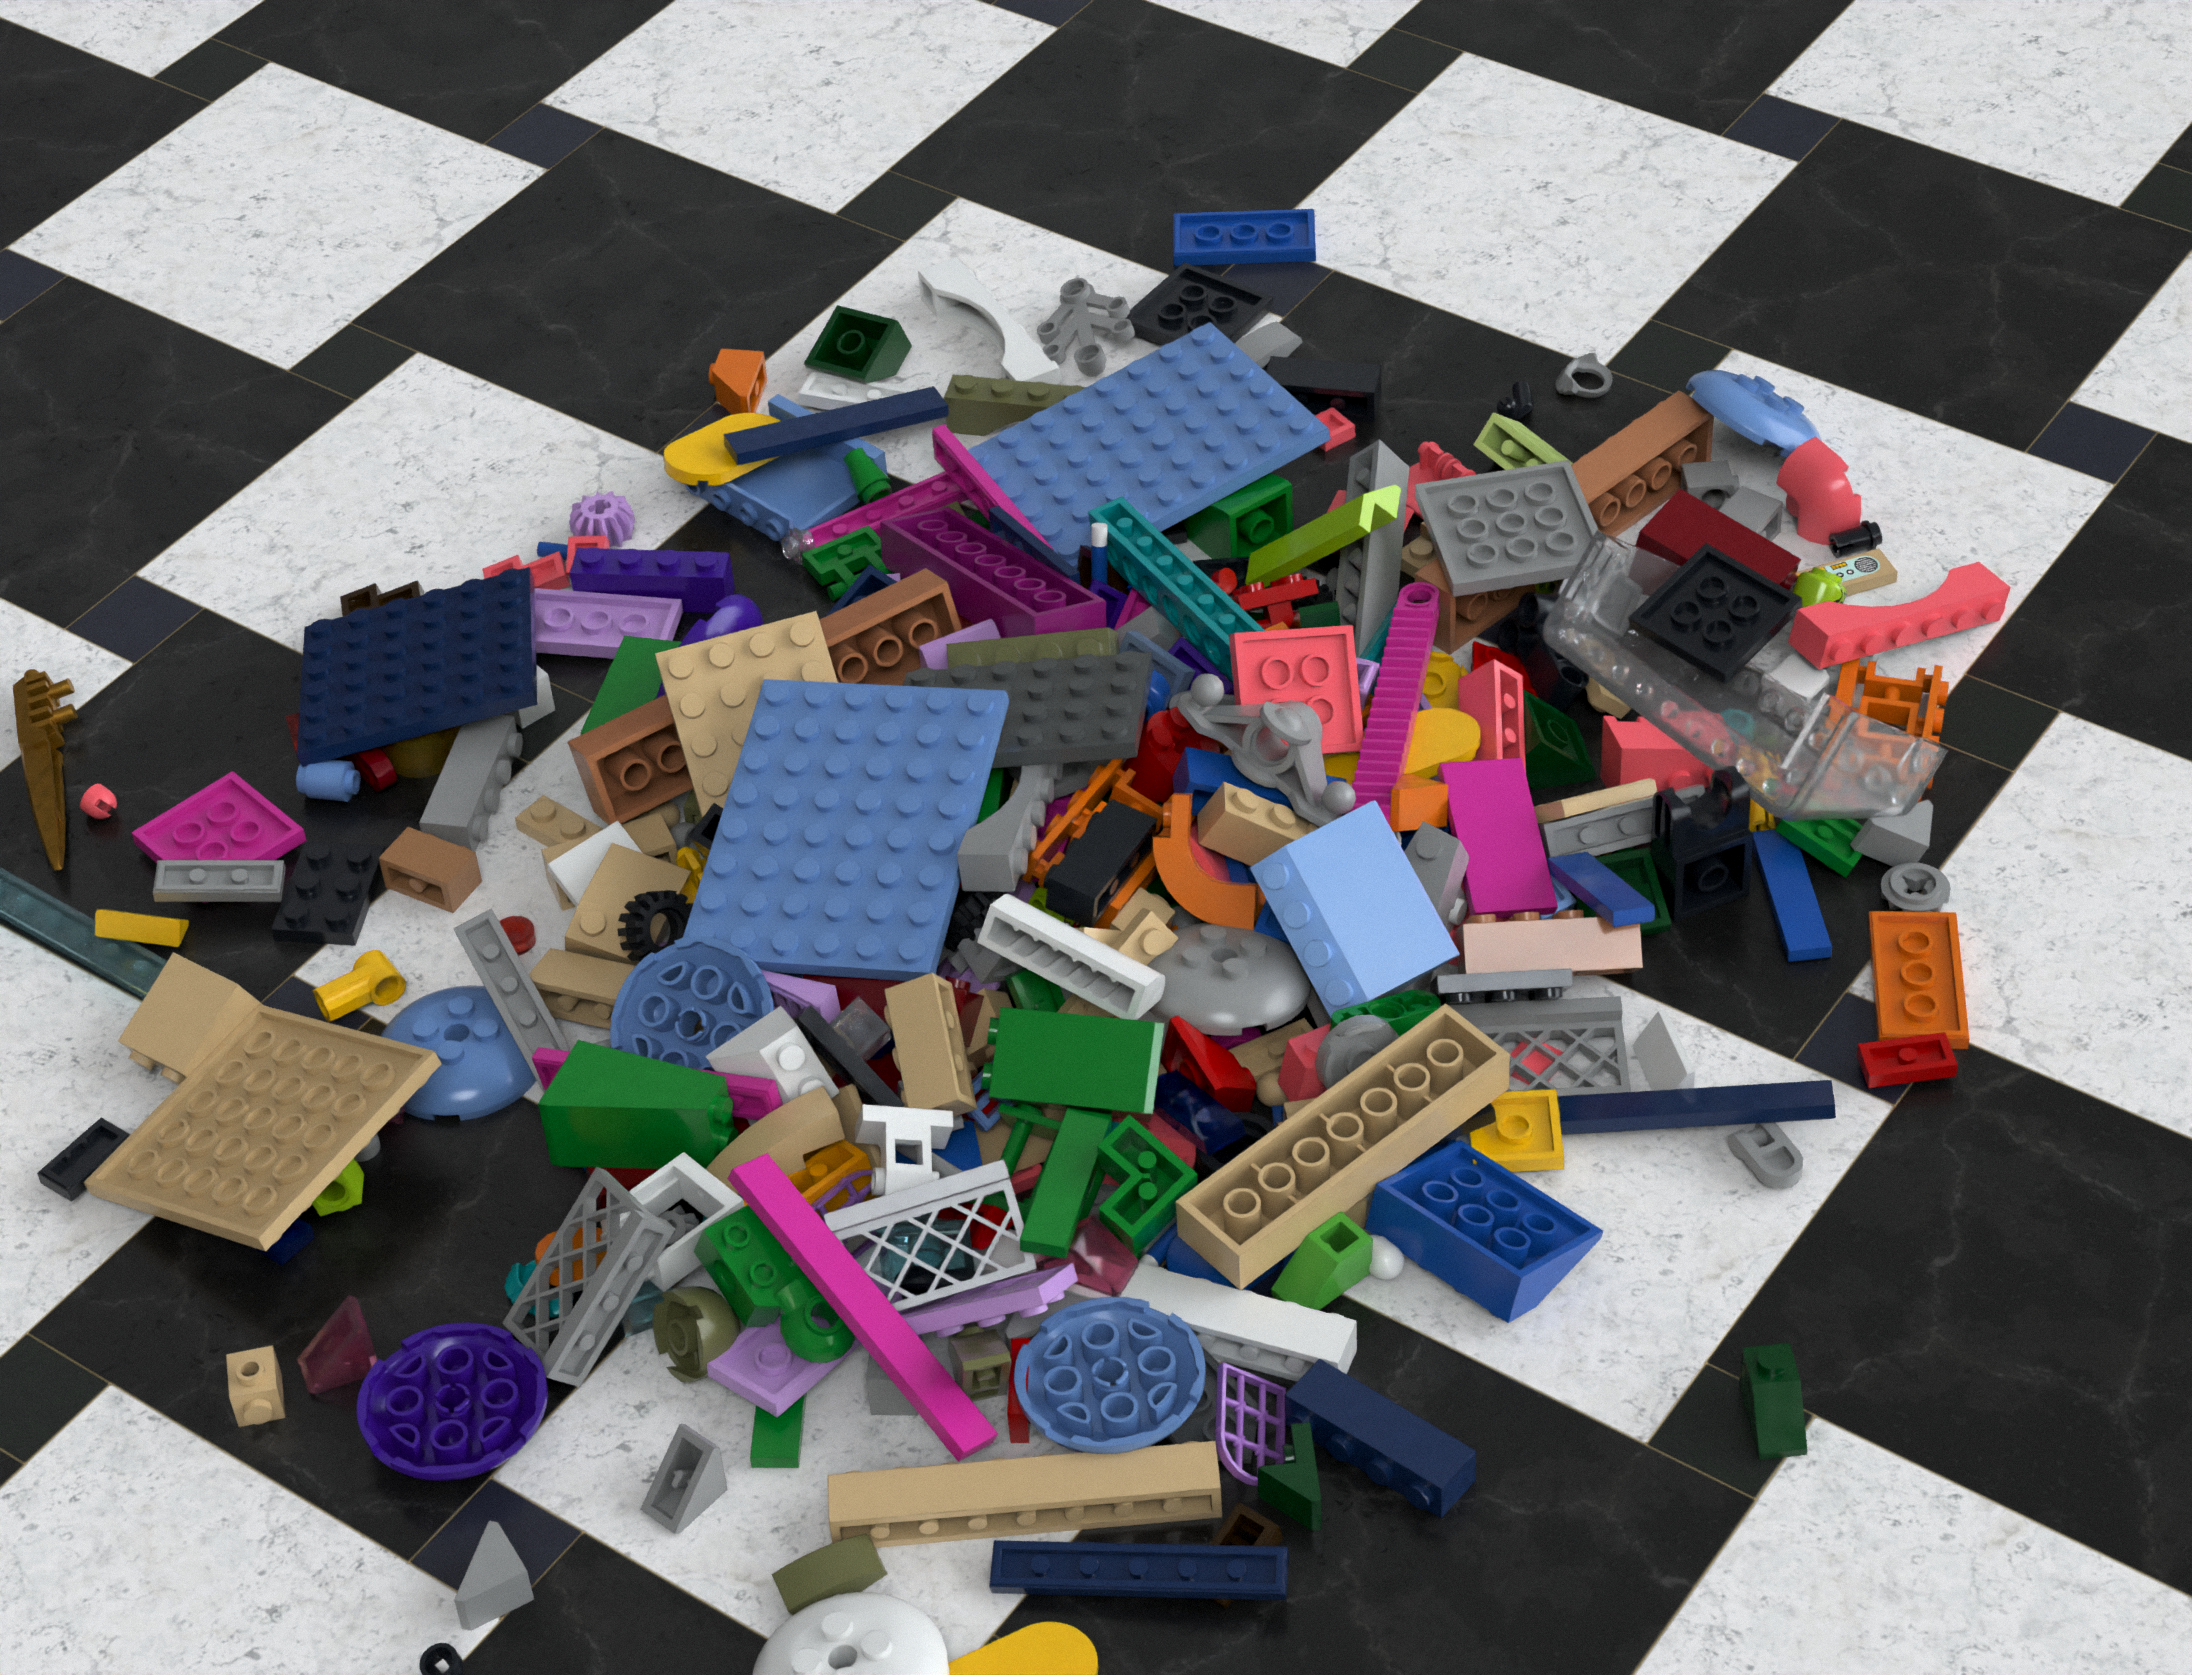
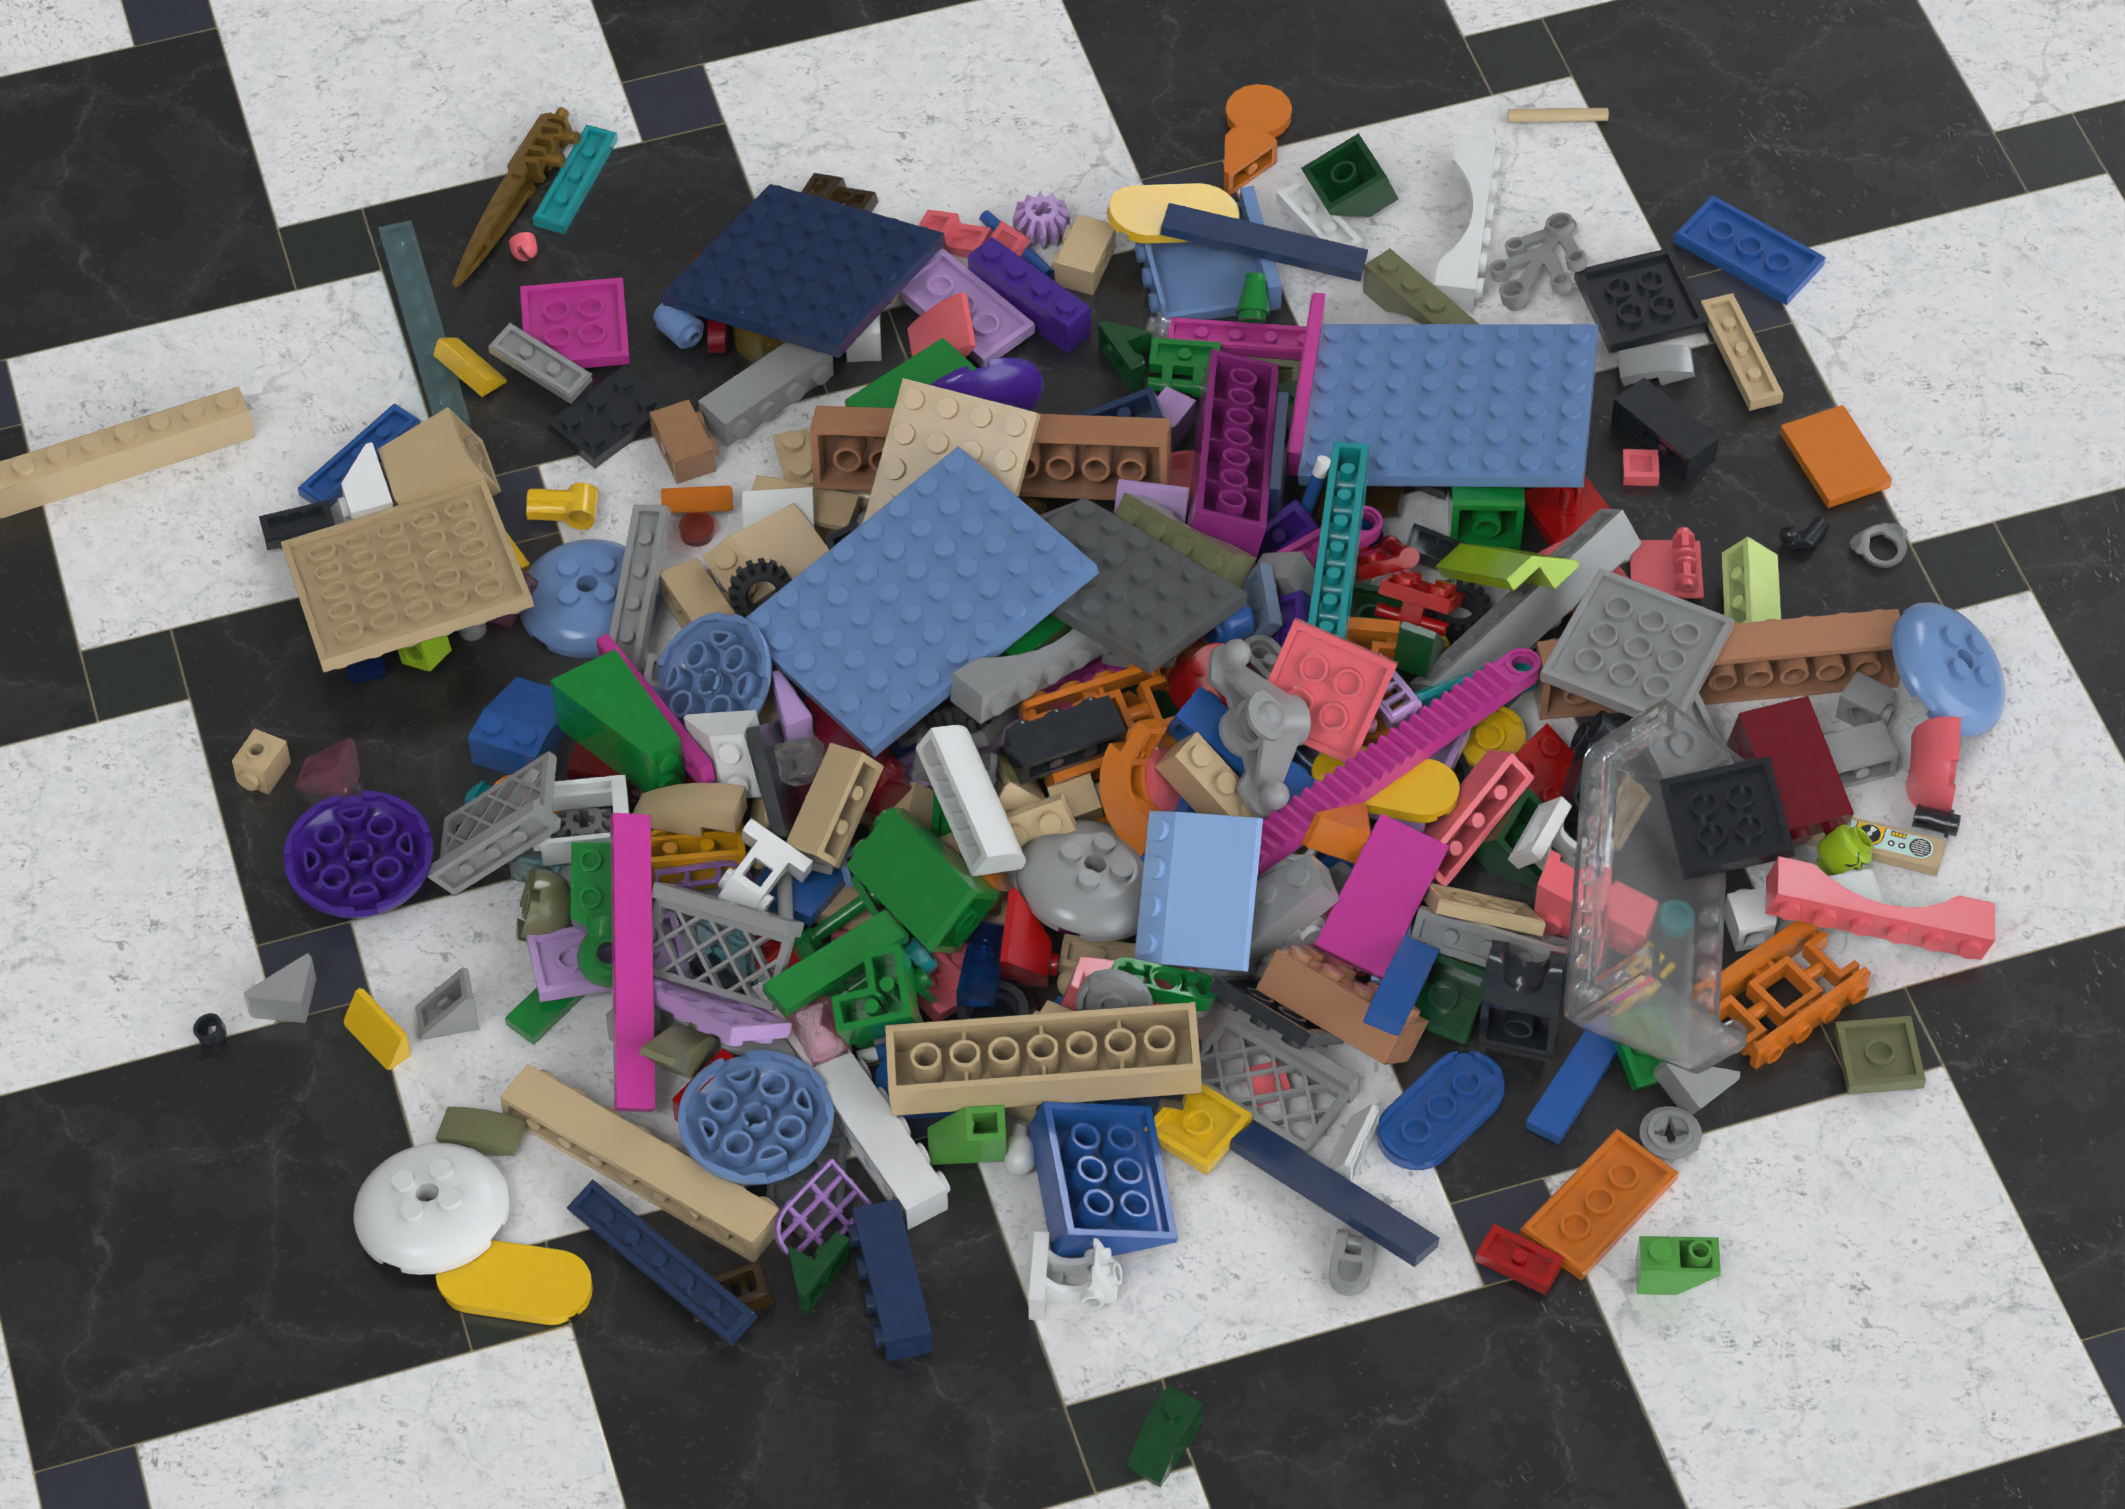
camera: 35 degrees right, 10 degrees up
(93, 1067) = (326, 481): none -> blue tile
(96, 726) = (575, 179): none -> teal tile
(137, 1081) = (364, 487): none -> white slope
(503, 900) = (698, 499): none -> orange slope
(510, 1197) = (516, 728): none -> blue slope
(596, 644) = (945, 320): none -> coral slope
(625, 1551) = (376, 1030): none -> yellow slope
(668, 520) = (1084, 254): none -> tan brick
(703, 344) = (1262, 105): none -> orange tile
(786, 579) = (1125, 351): none -> dark green slope
(979, 225) = (1557, 115): none -> tan bar
(1312, 486) = (1562, 510): none -> red tile
(1324, 306) = (1741, 352): none -> tan plate
(1477, 338) = (1835, 456): none -> orange tile
(1556, 1303) = (1050, 1269): none -> white tile
(1571, 722) = (1541, 833): none -> white tile
(1707, 989) = (1440, 1110): none -> blue tile
(2010, 728) = (1879, 1055): none -> olive plate
(2040, 978) = (1675, 1263): none -> bright green slope

